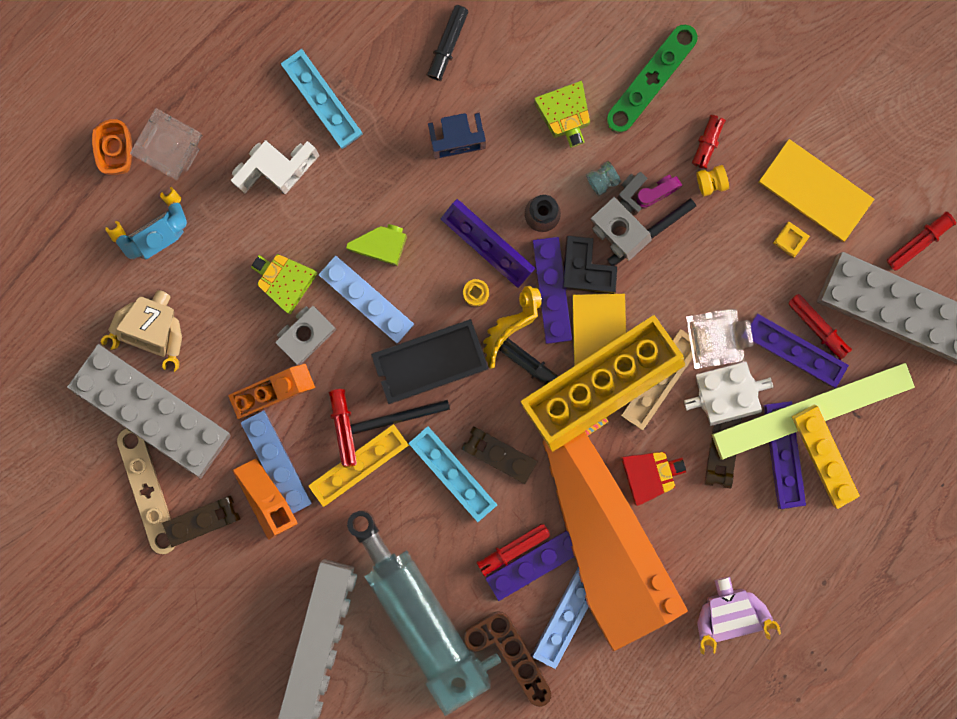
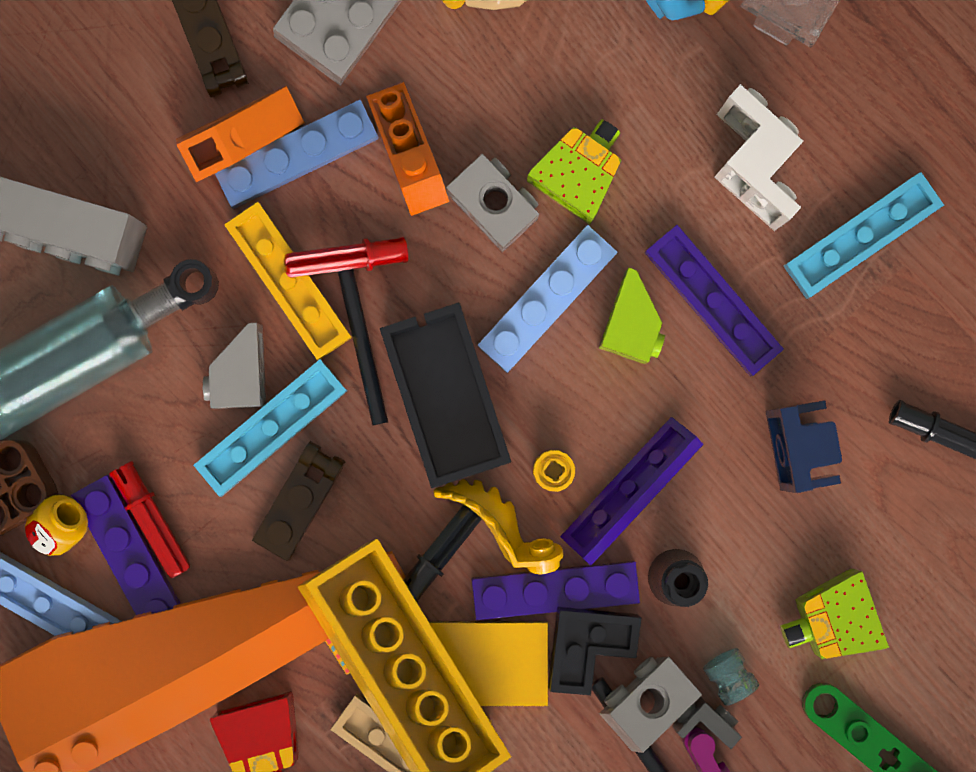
camera: 90 degrees right, 0 degrees up
(365, 193) = (714, 300): none -> dark purple plate
(418, 495) = (238, 372): none -> light grey slope
(518, 607) = (56, 525): none -> yellow head

